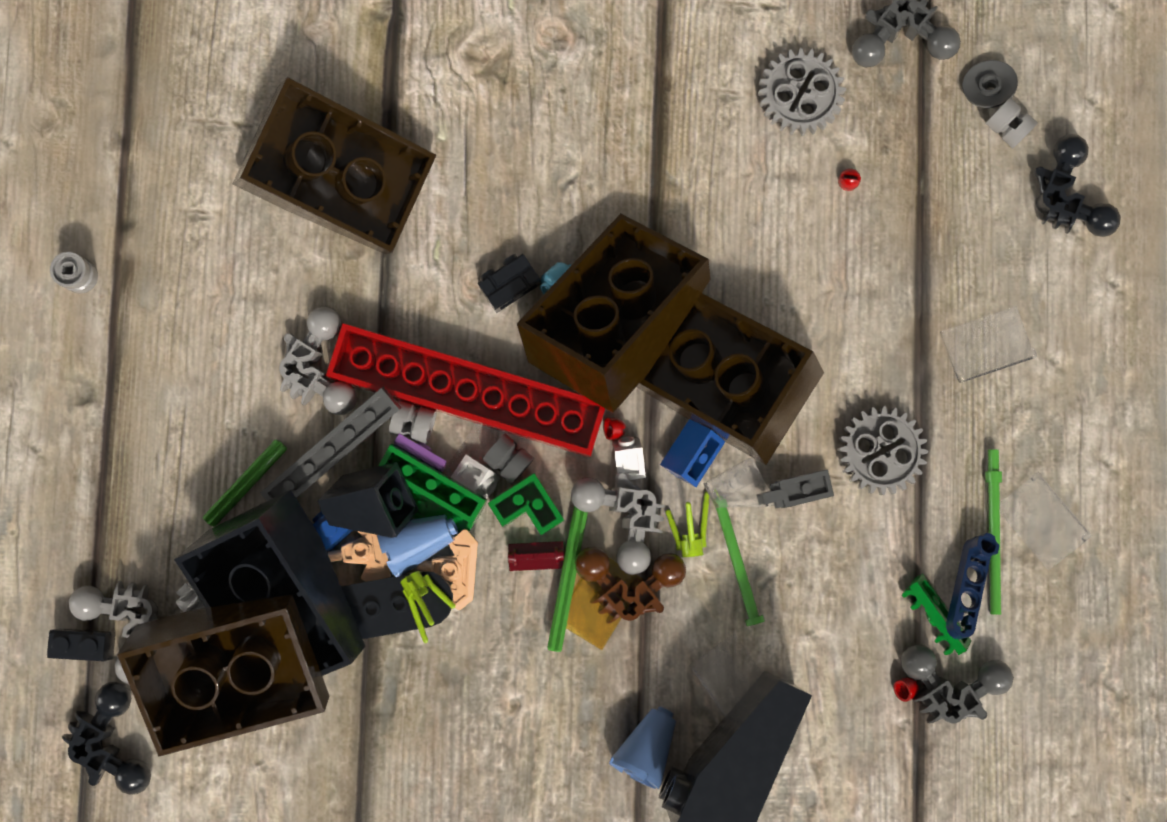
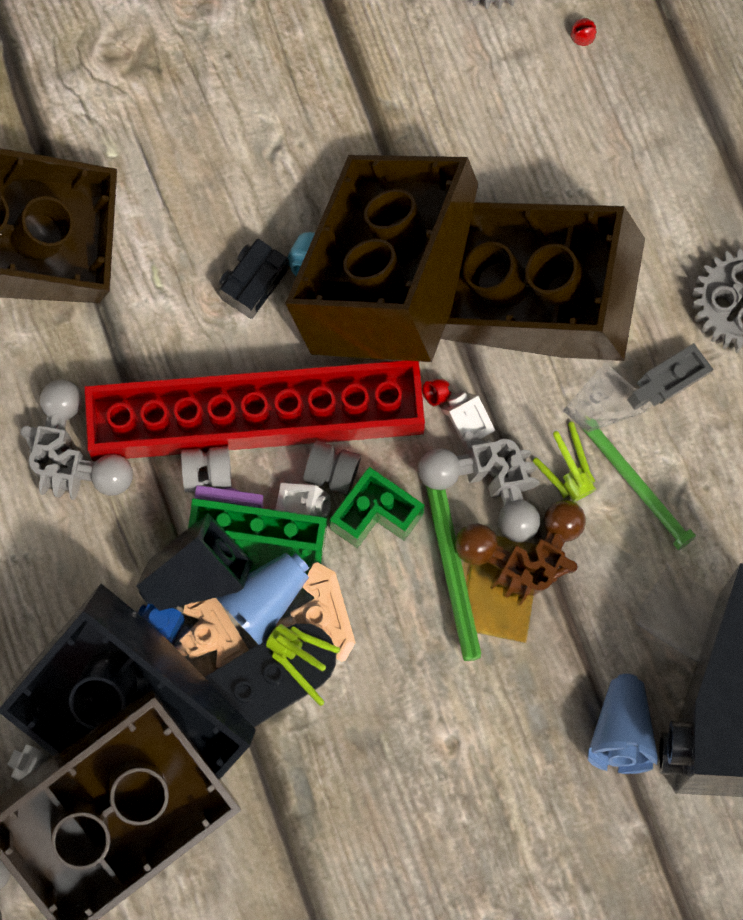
camera: 20 degrees left, 10 degrees down
(244, 483) = (38, 614): bright green axle -> none
(334, 445) = (130, 522): dark grey plate -> none
(535, 556) = (407, 565): dark red hinge -> none
(692, 453) = (537, 381): blue brick -> none

